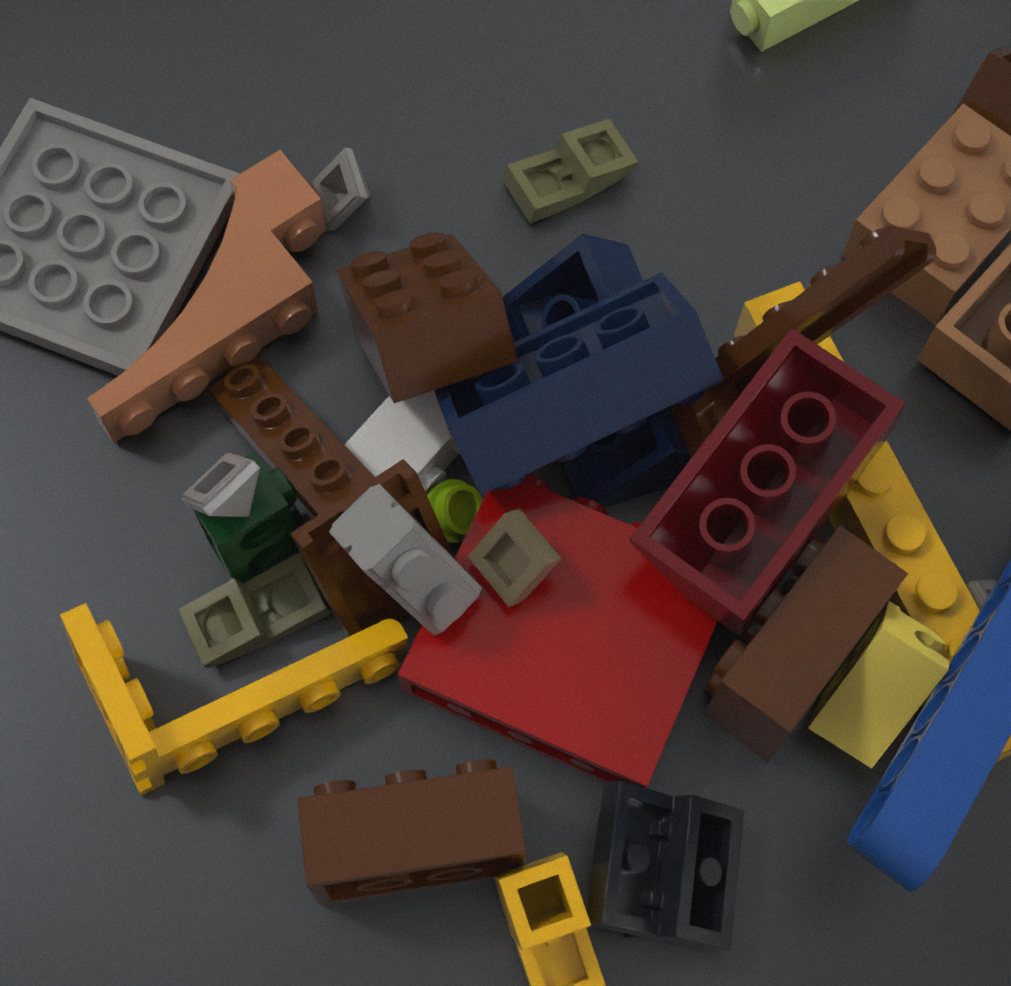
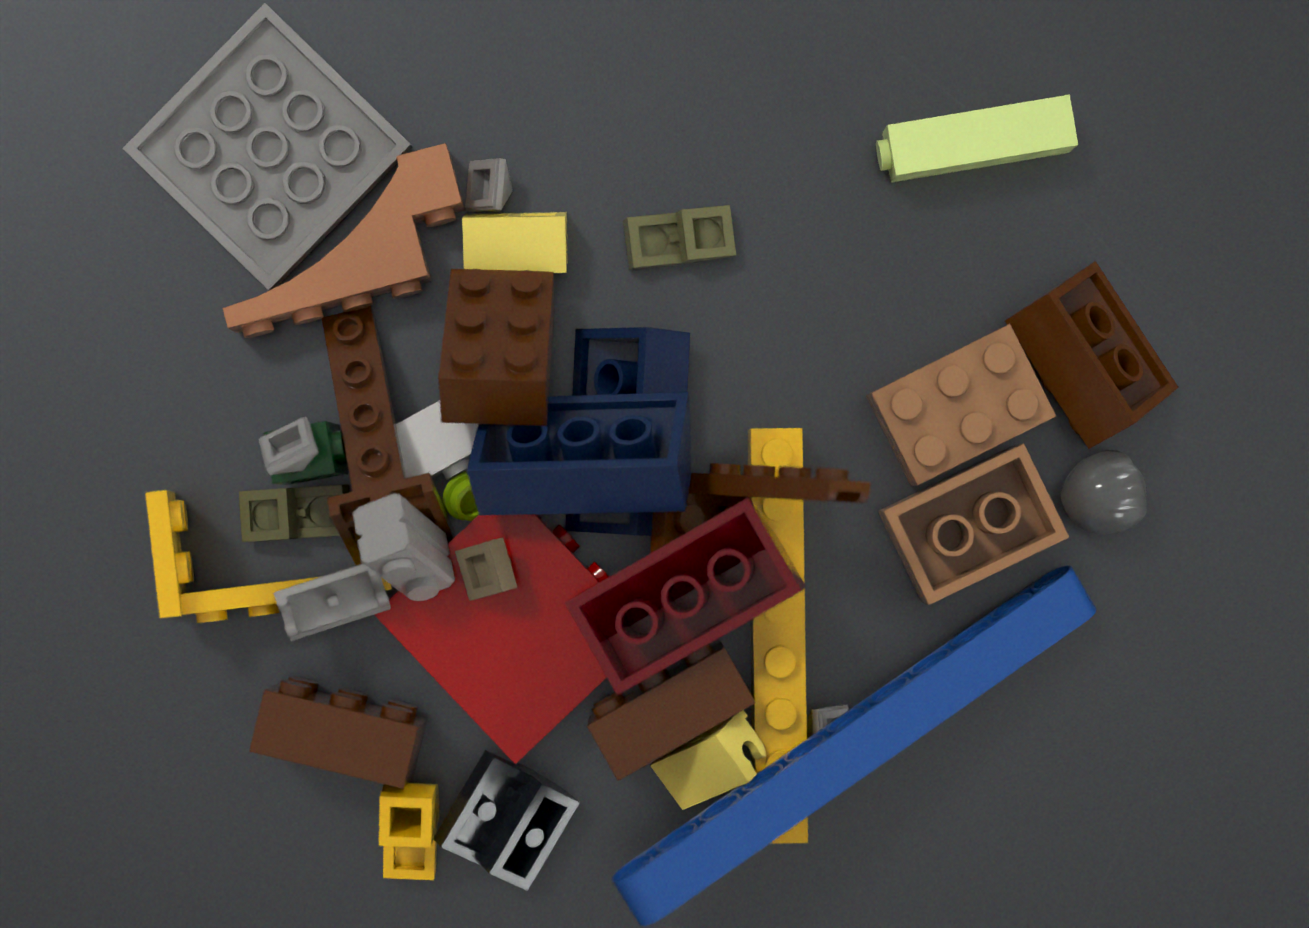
camera: 15 degrees right, 20 degrees up
(340, 662) = (331, 601): none -> light grey hinge
(394, 219) = (515, 241): none -> light yellow hinge

